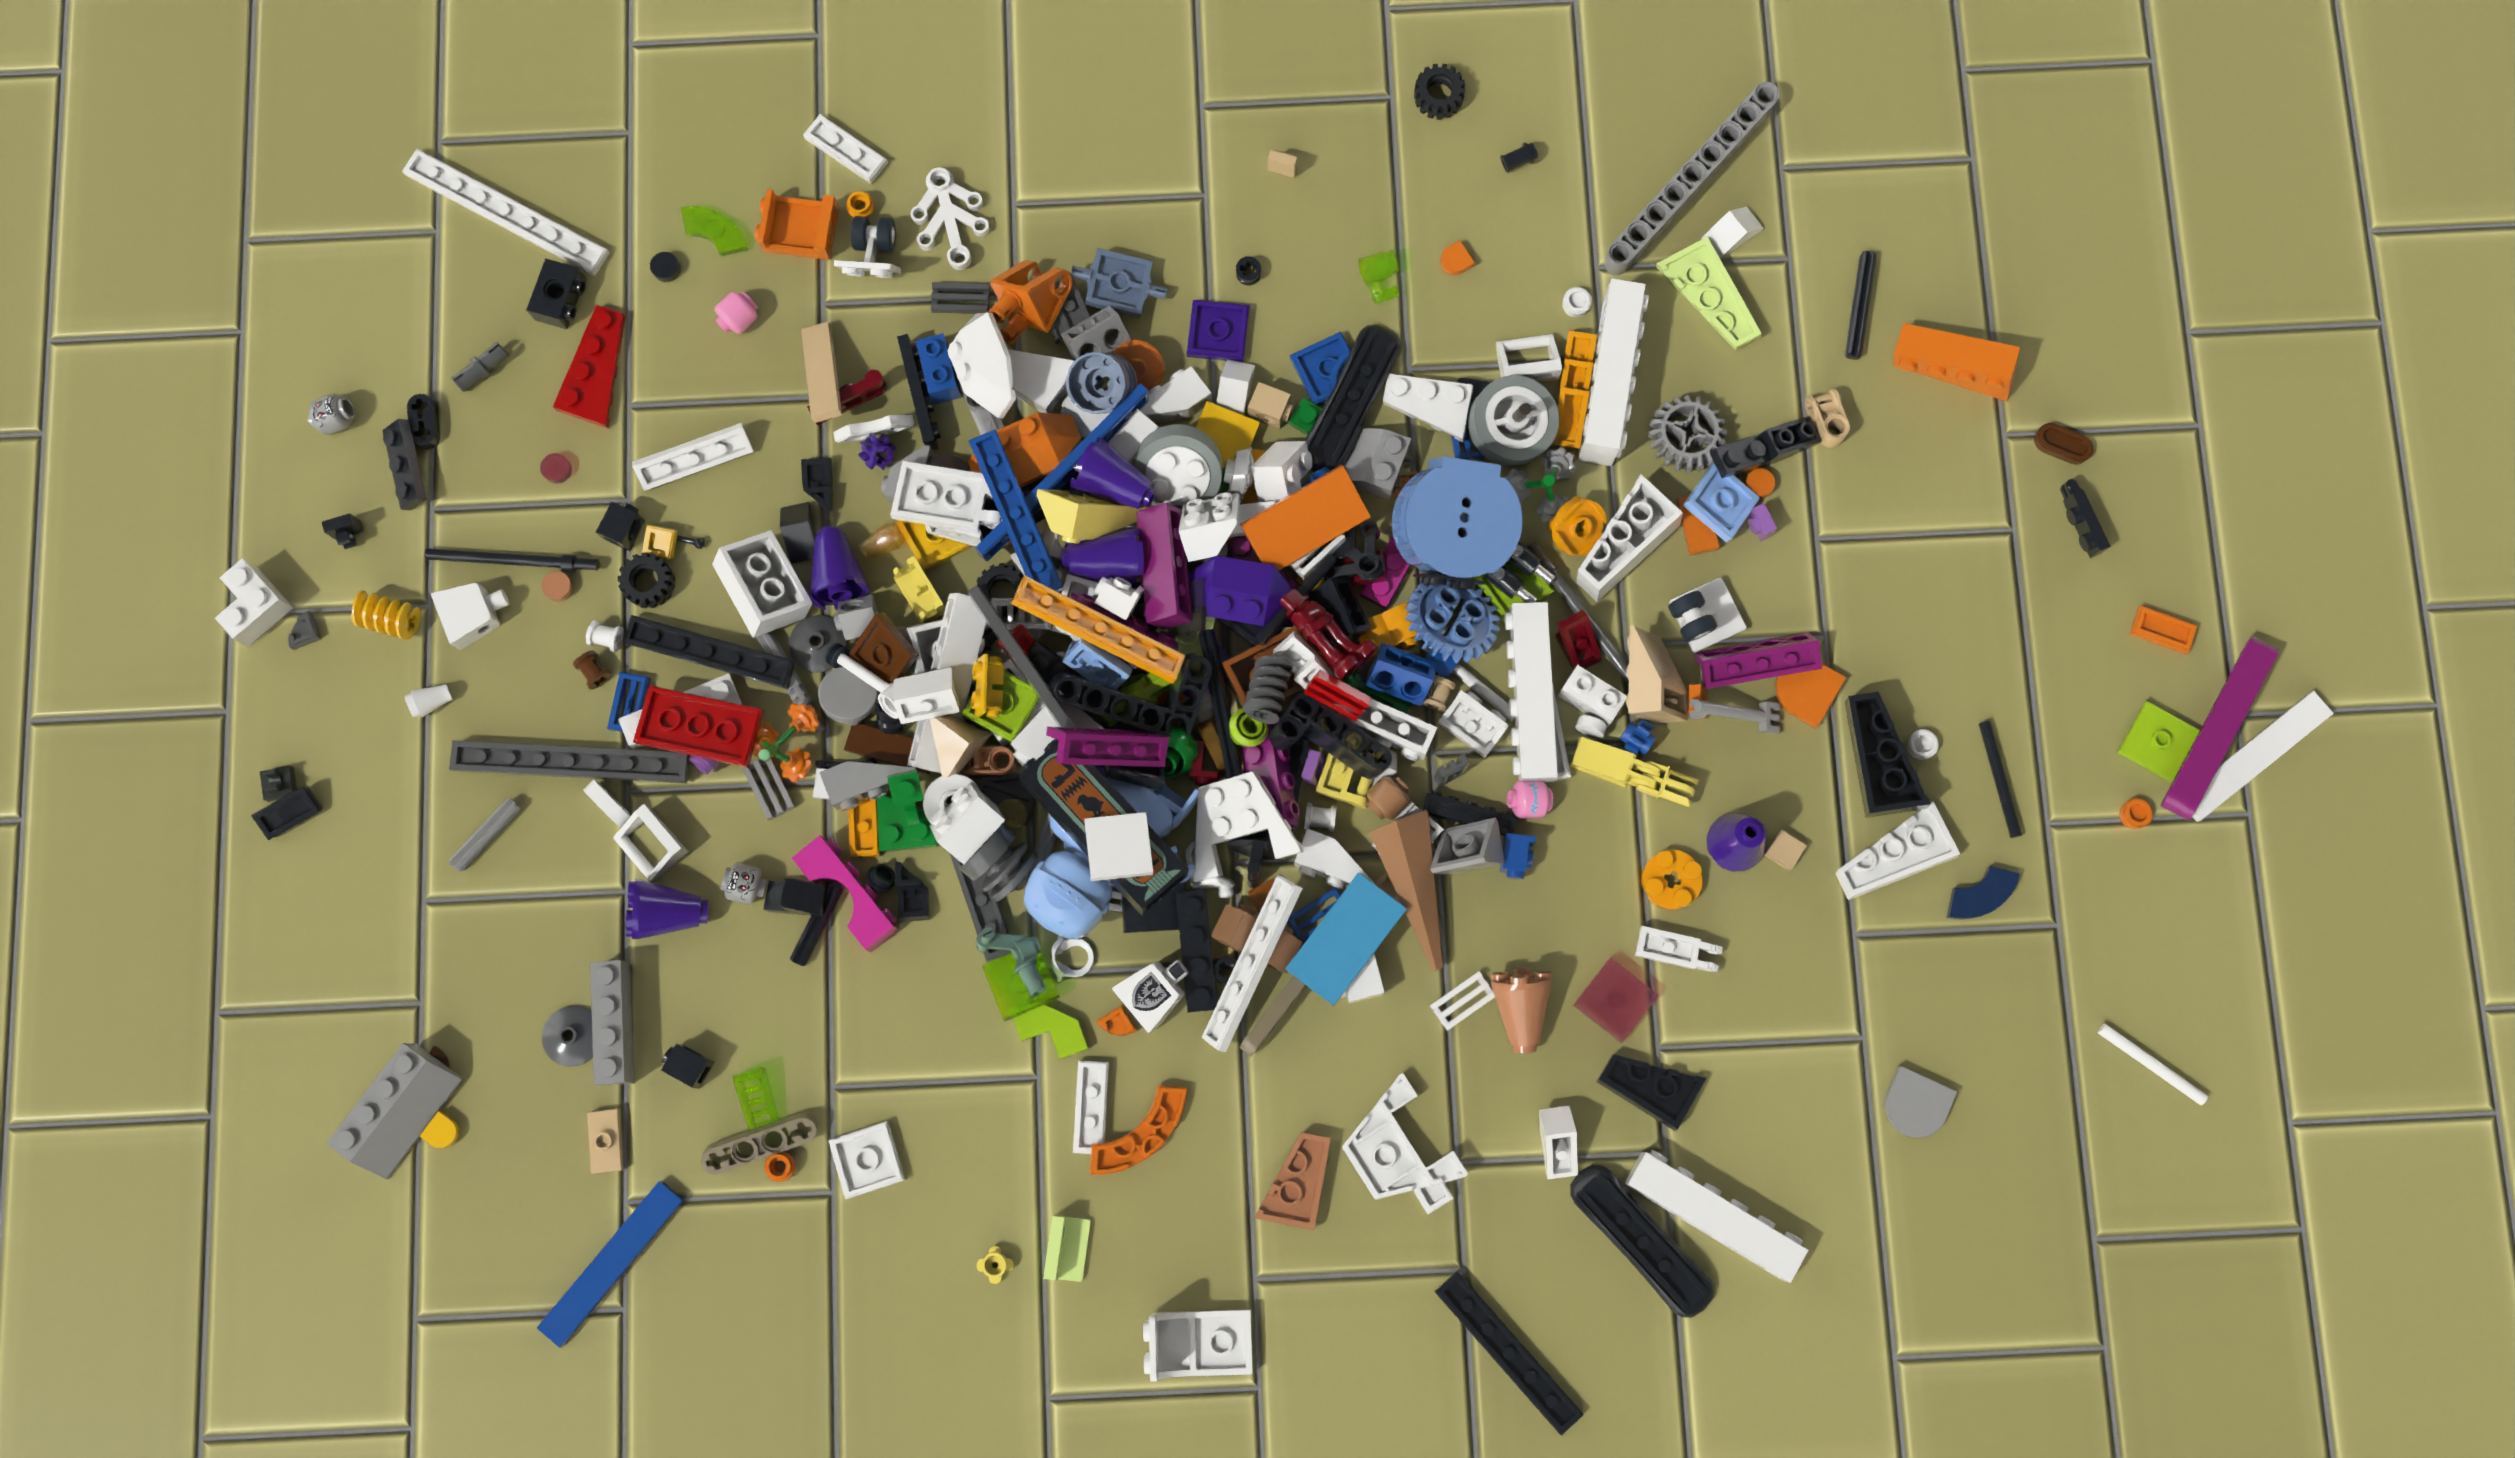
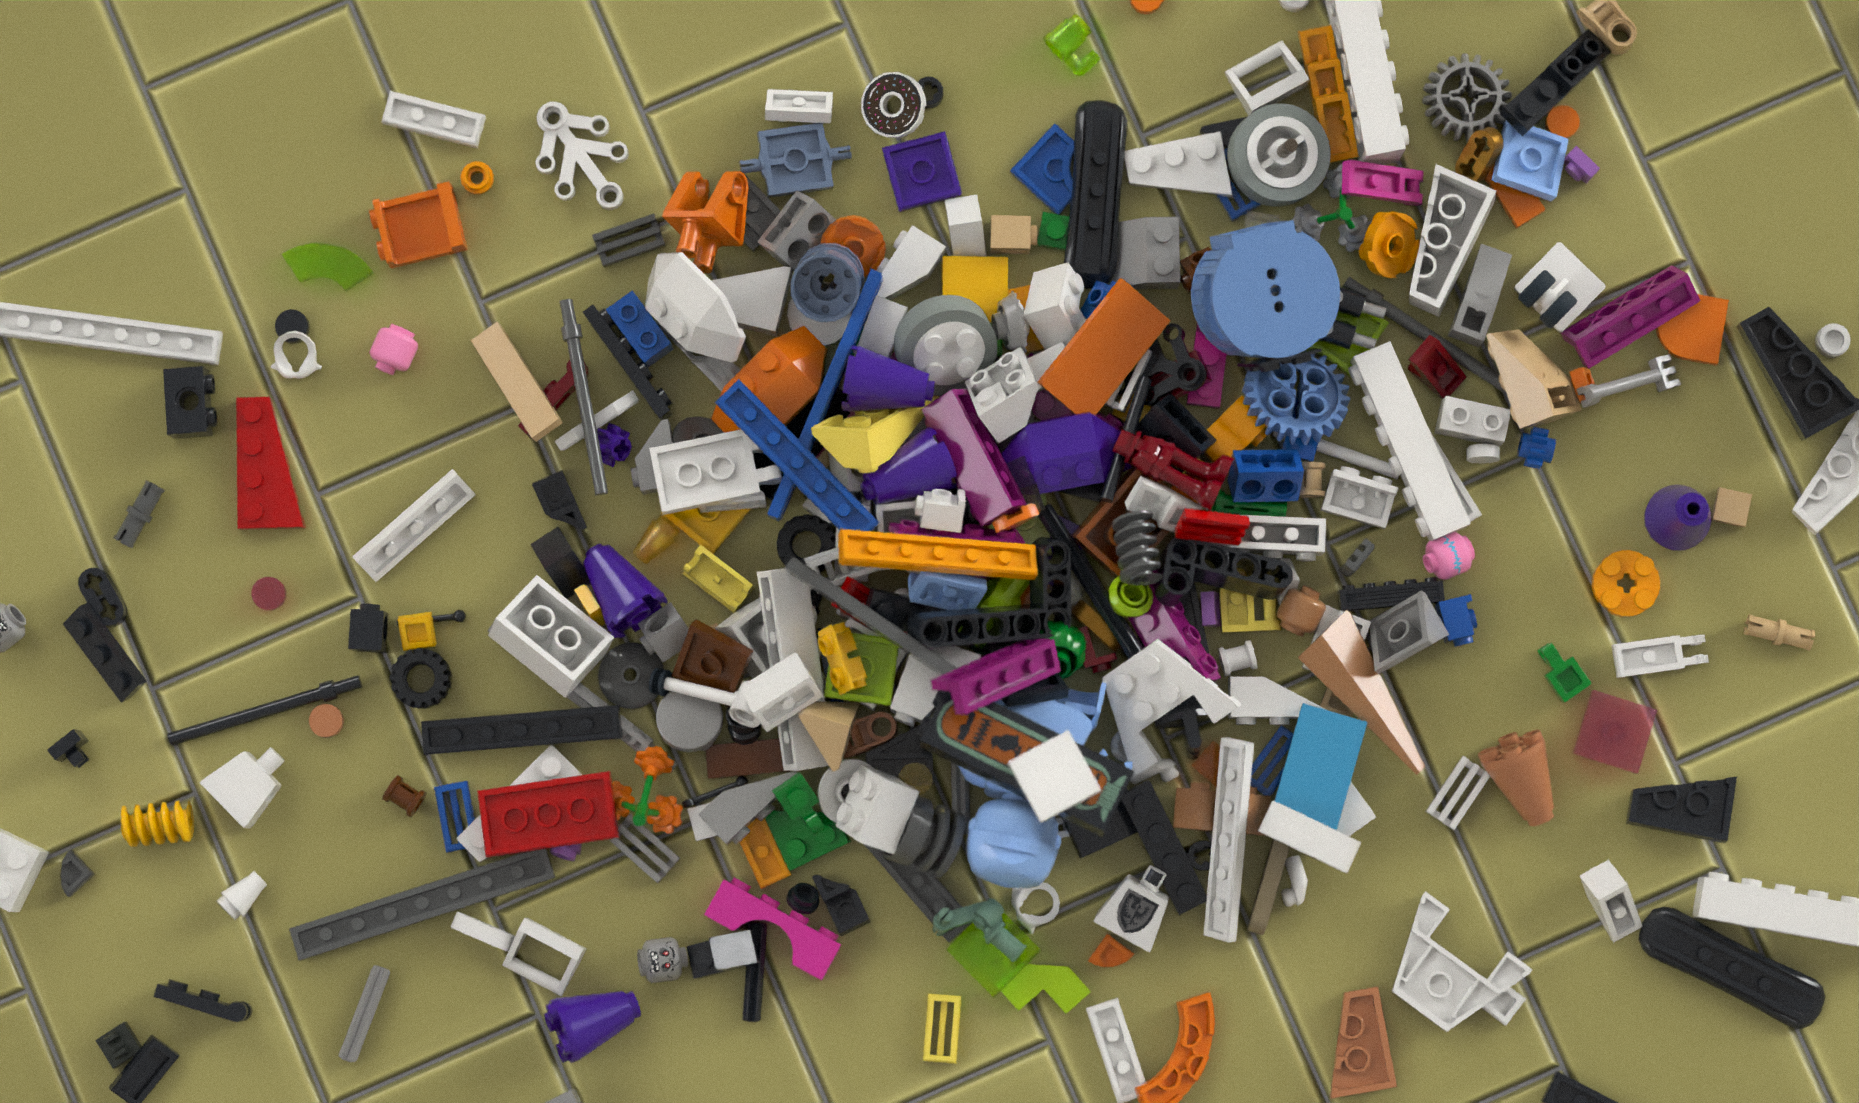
camera: 20 degrees left, 5 degrees up
(359, 774) = (205, 1001): none -> black plate
(605, 636) = (402, 755): white bush -> none
(644, 291) = (281, 362): none -> white piece
(805, 570) = (589, 604): none -> yellow tile
(869, 238) = (498, 208): plate -> none
(880, 350) = (572, 334): none -> dark grey bar
(962, 1037) = (942, 1026): none -> light yellow tile
(1138, 242) = (798, 106): none -> white plate
(1177, 630) = (1015, 520): none -> orange tile
(1209, 255) = (875, 104): none -> tile
(1299, 1022) = (1299, 882): none -> white arm
(1319, 985) = (1309, 836): none -> white beam
(1590, 474) = (1382, 182): none -> dark pink plate
(1591, 937) = (1565, 676): none -> green plate
(1623, 769) = (1526, 485): light yellow arm -> none
(1637, 597) = (1480, 296): none -> light grey slope
(1678, 480) = (1473, 152): none -> pearl gold beam
(1787, 970) = (1779, 632): none -> tan pin

